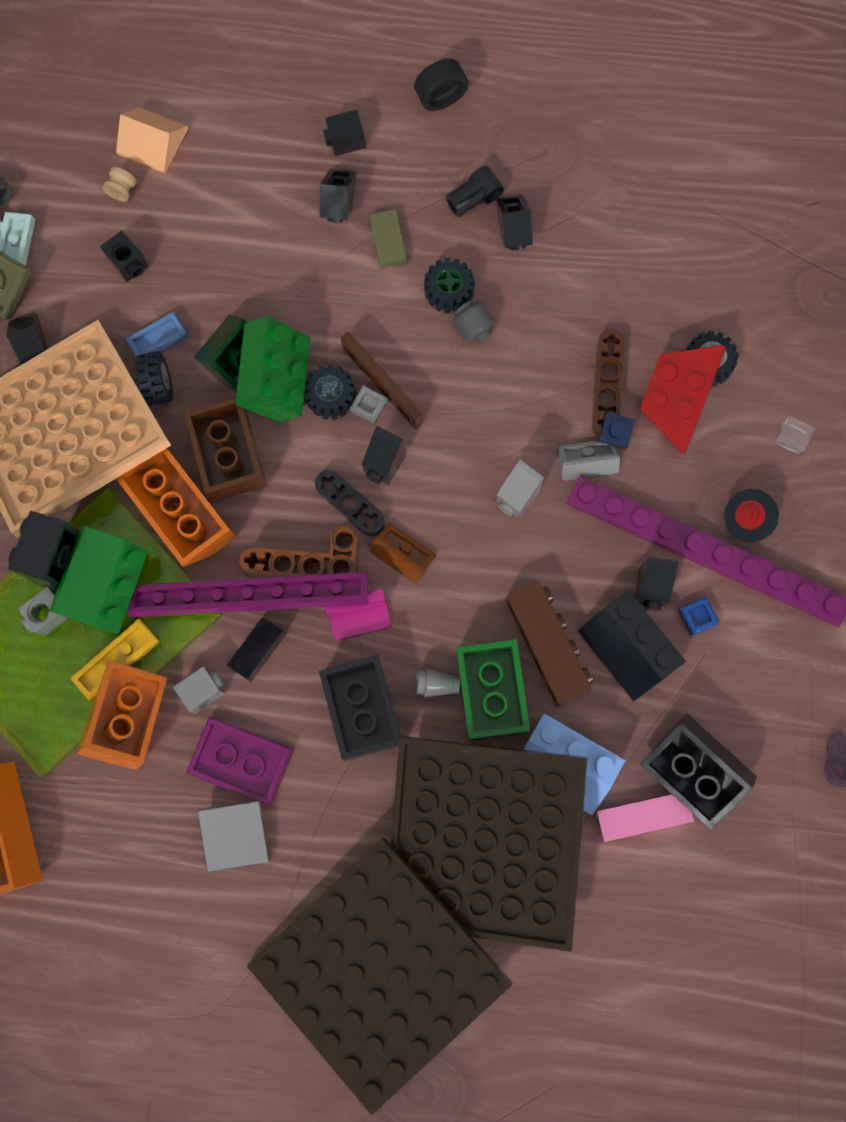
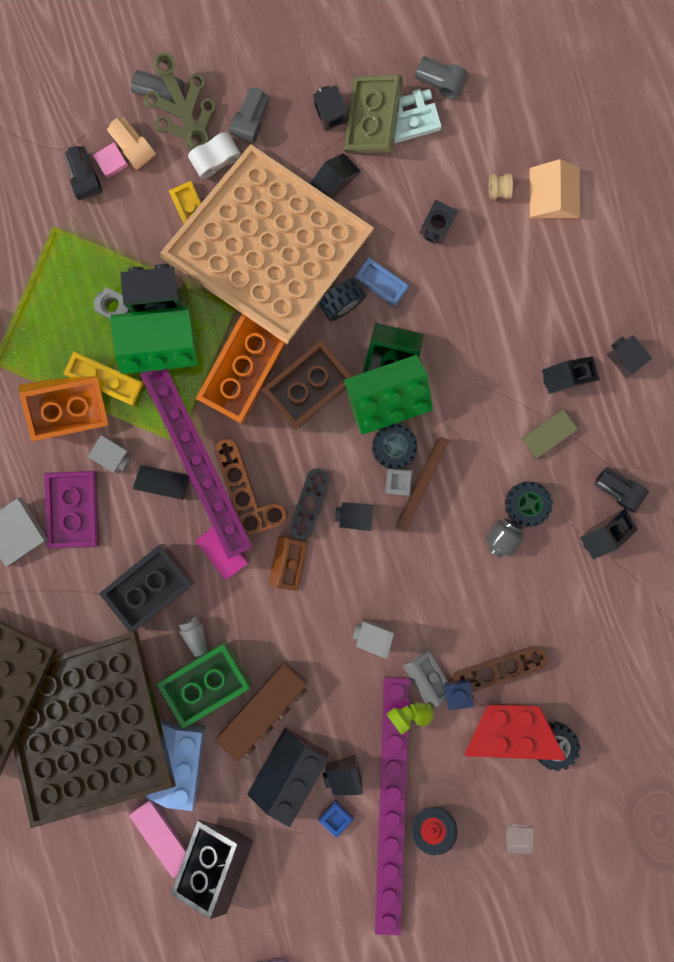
camera: 60 degrees right, 10 degrees up
(617, 494) = (420, 713): none -> lime arm

